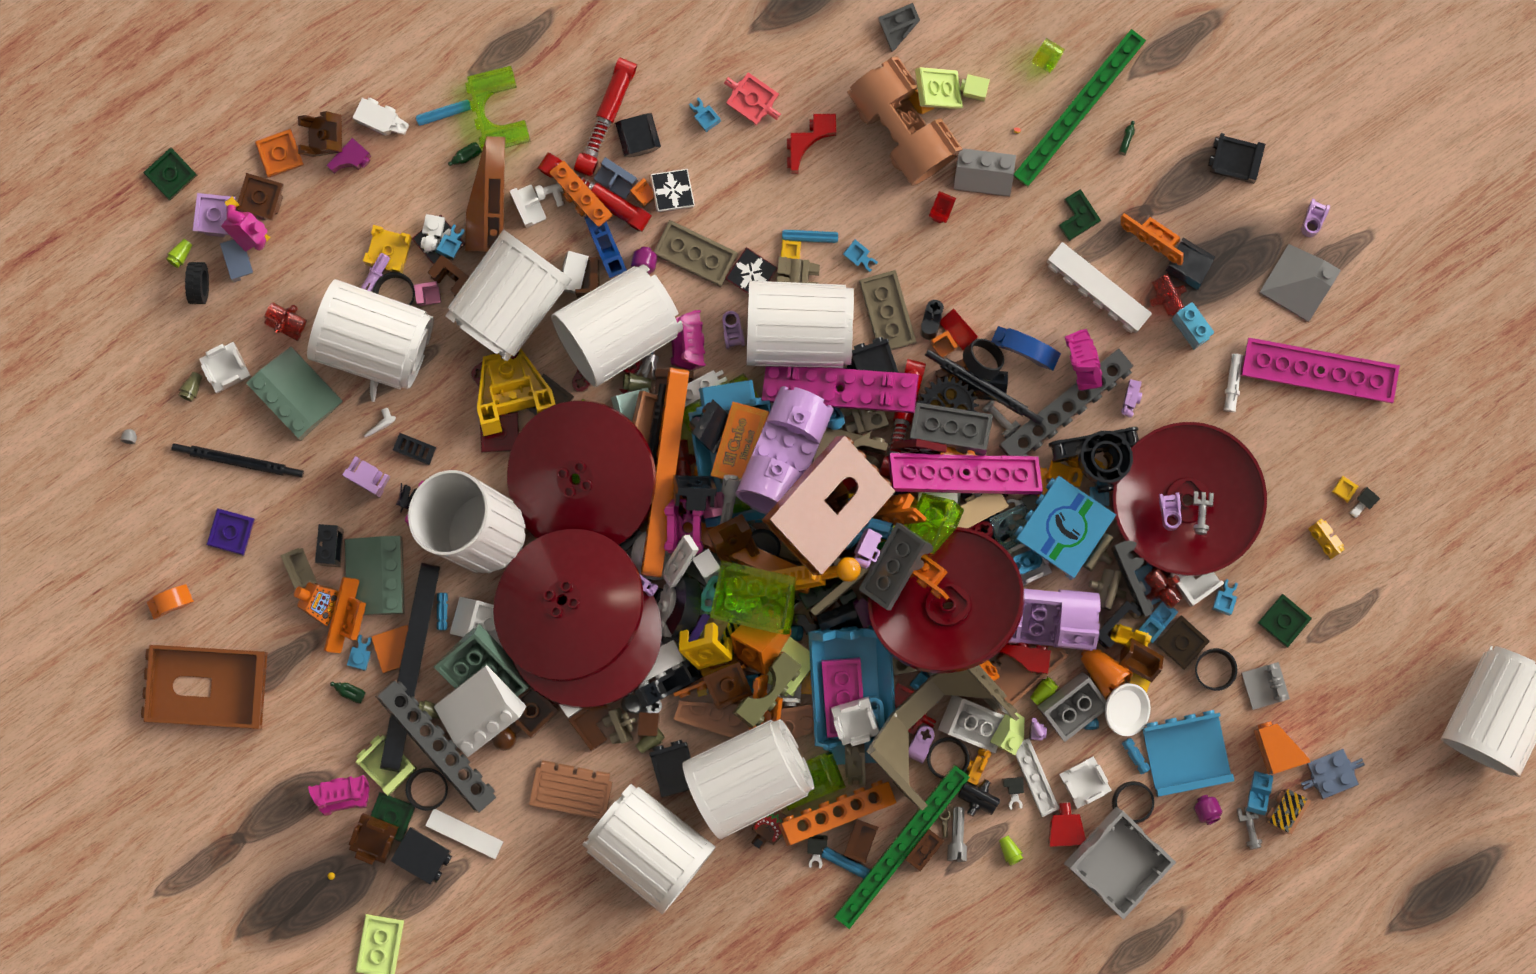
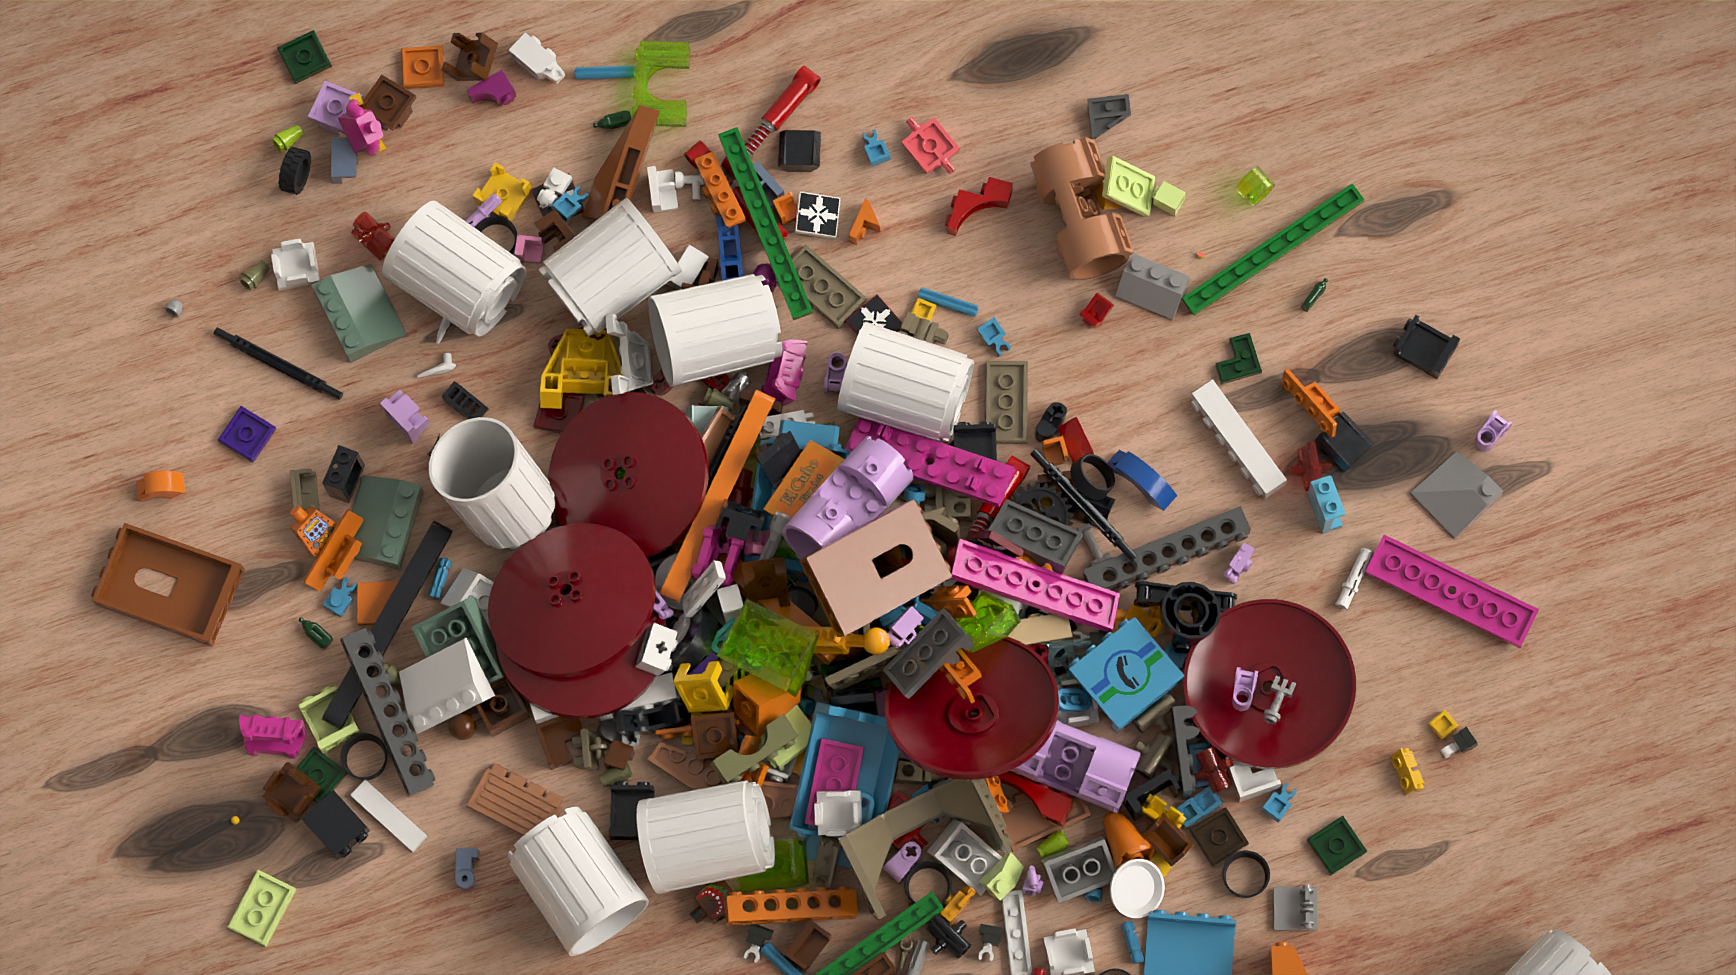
camera: 20 degrees right, 10 degrees down
(544, 859) = (464, 867): none -> sand blue leg
(553, 368) = (635, 358): none -> white wing
(630, 213) = (765, 223): none -> green plate
(650, 633) = (648, 657): none -> white brick
(716, 180) = (865, 218): none -> orange slope
(1084, 360) = (1199, 505): dark pink piece -> none

